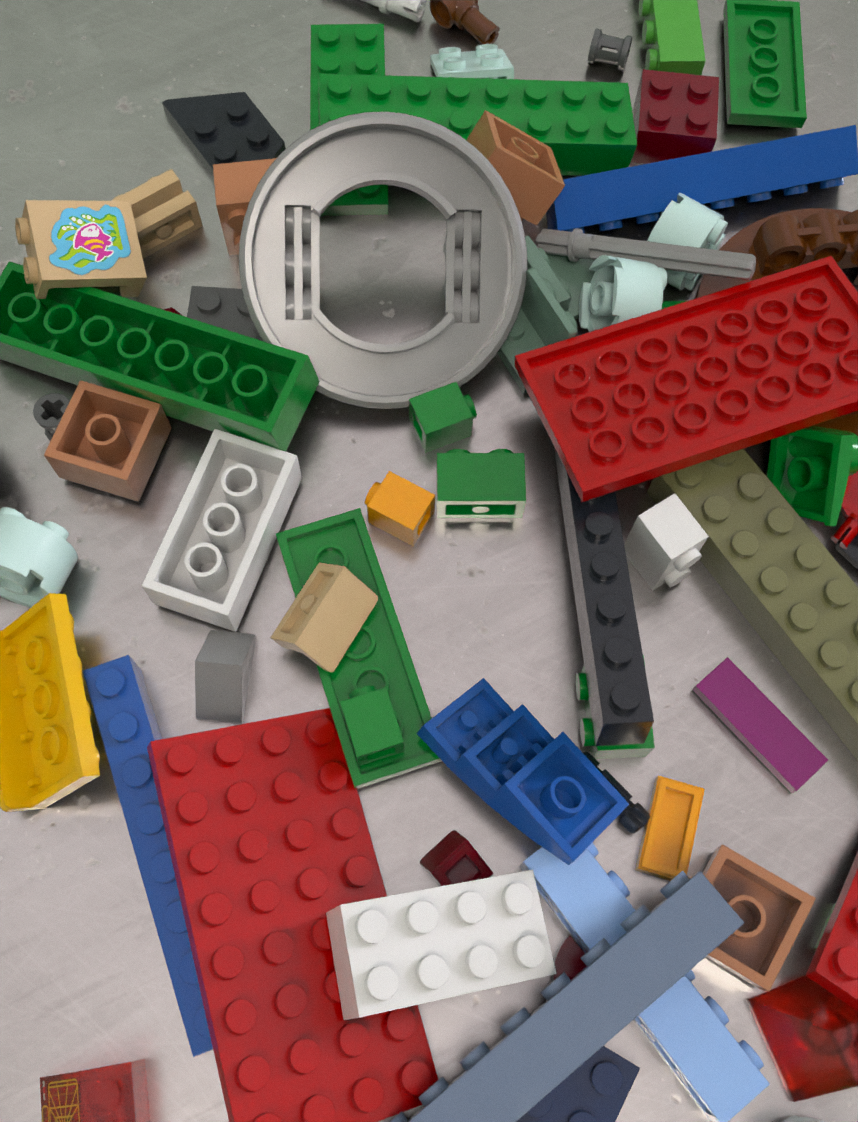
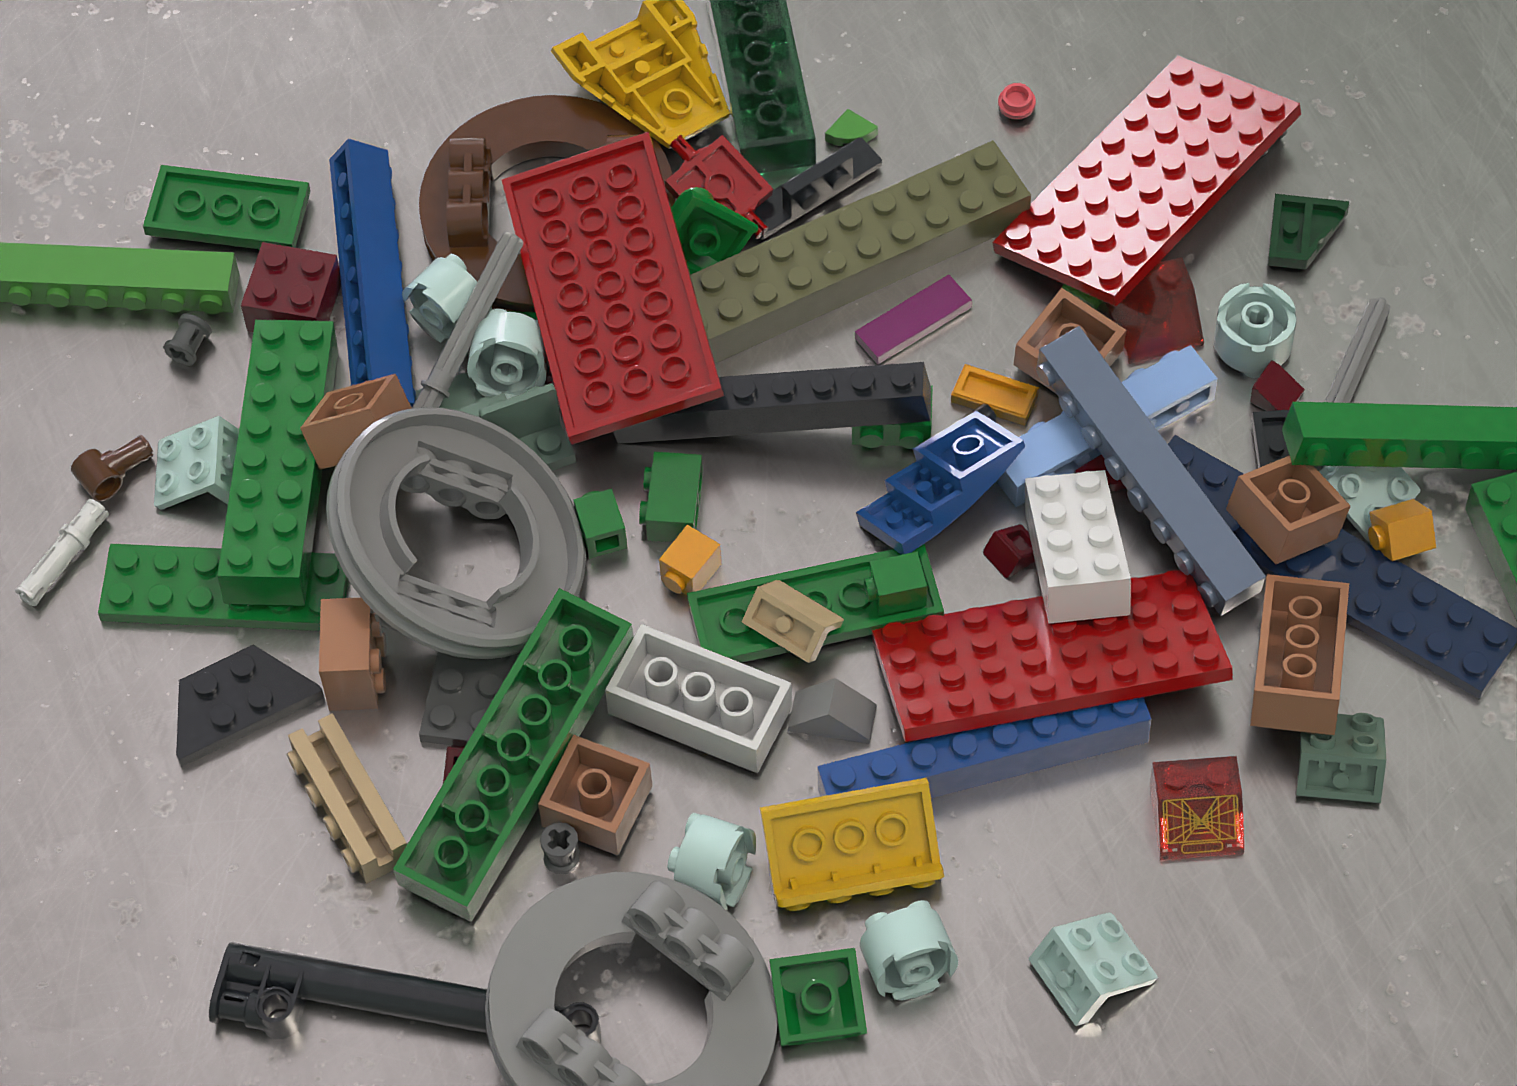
camera: 80 degrees left, 10 degrees down
(80, 246) = (400, 791): panel -> none
(665, 543) = (754, 346): white brick -> none

